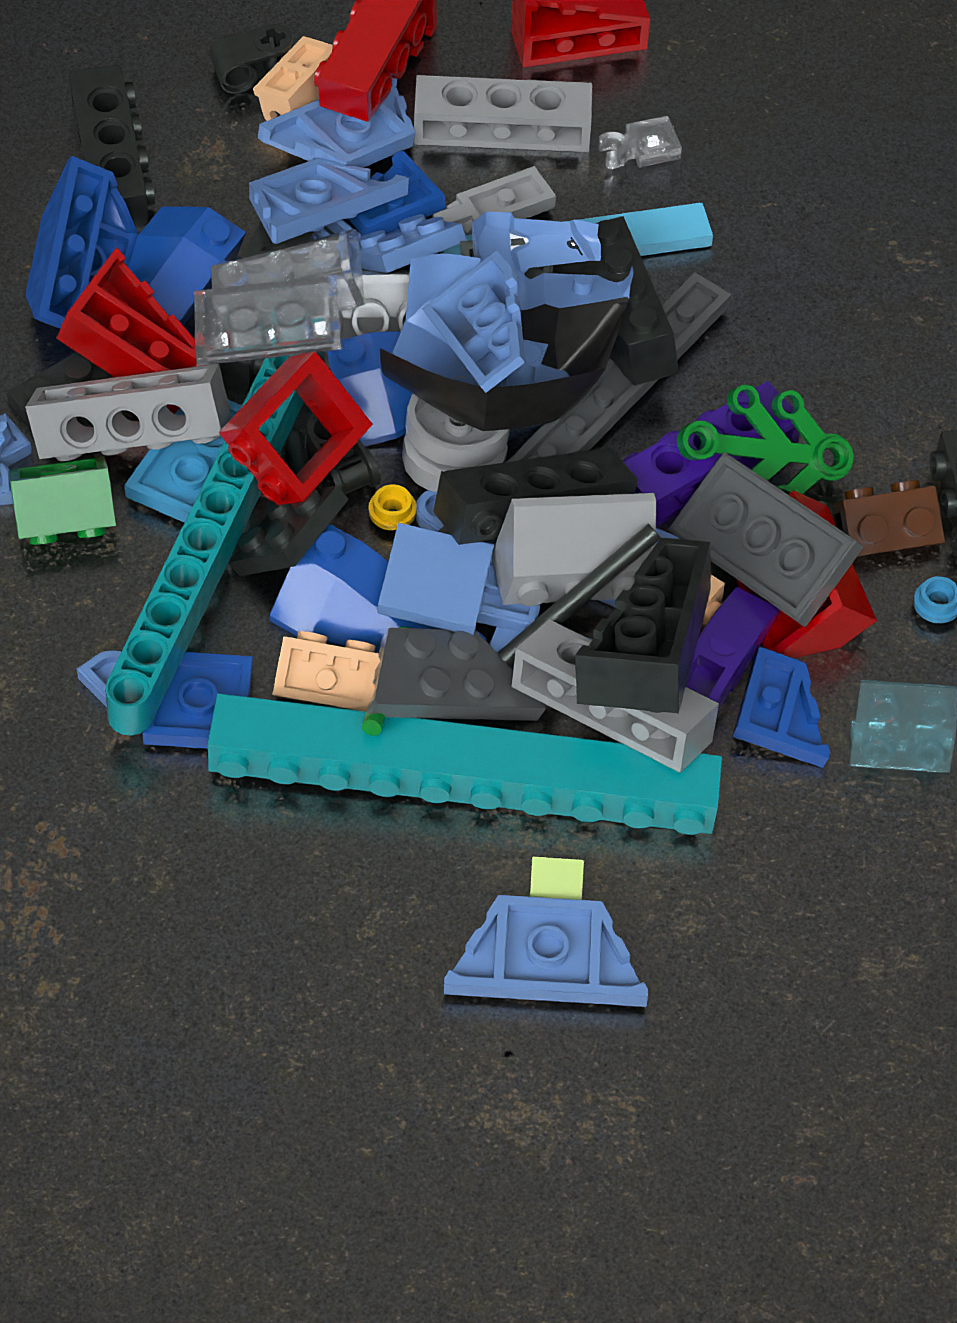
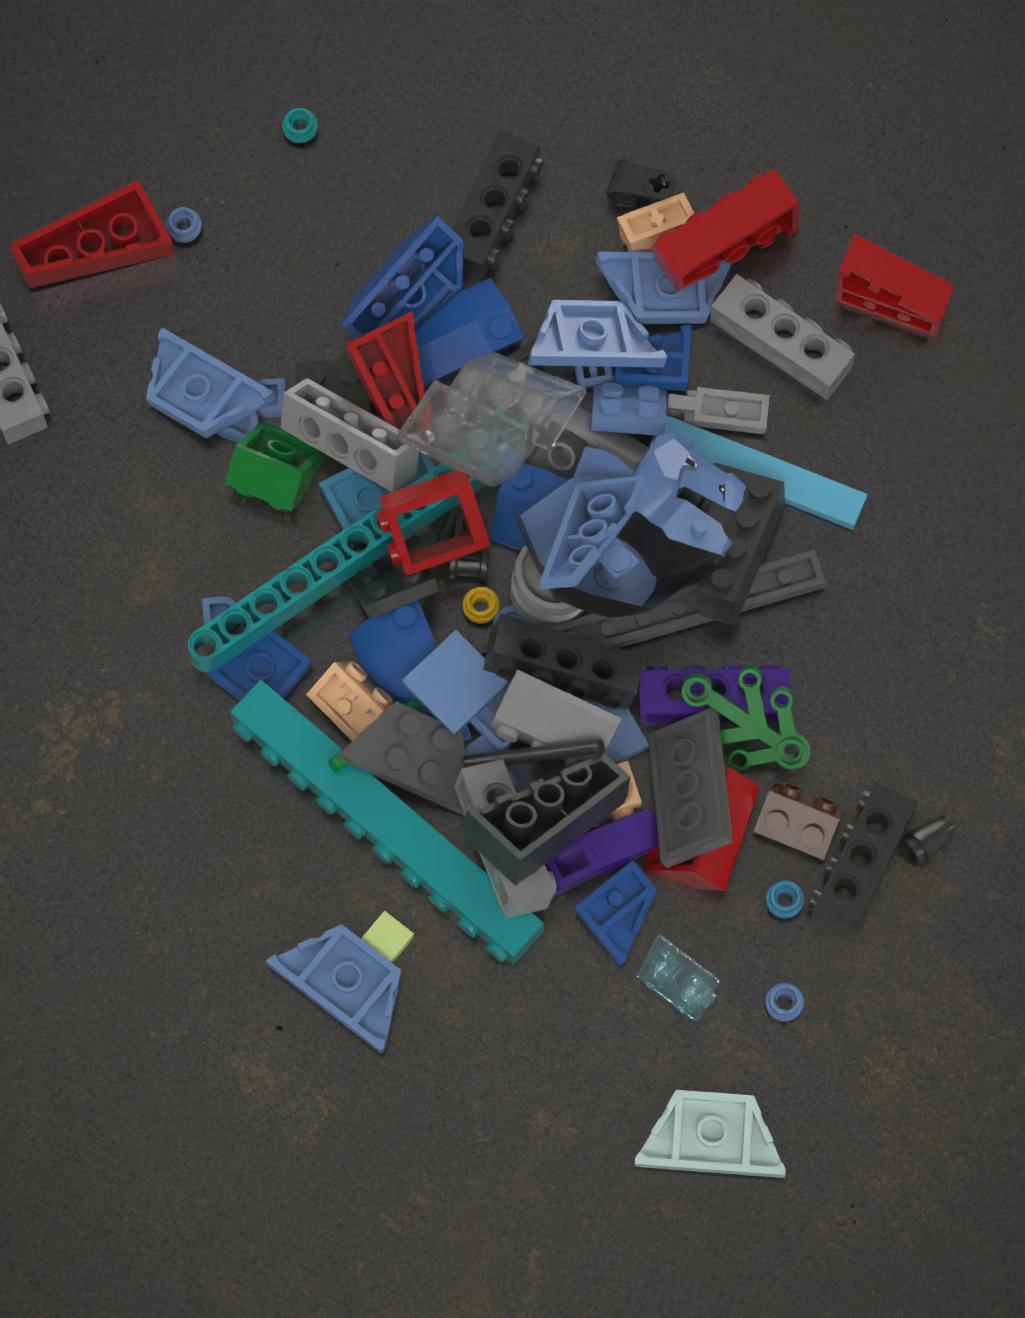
camera: 40 degrees right, 15 degrees up
(645, 141) = (867, 422): clear plate -> none

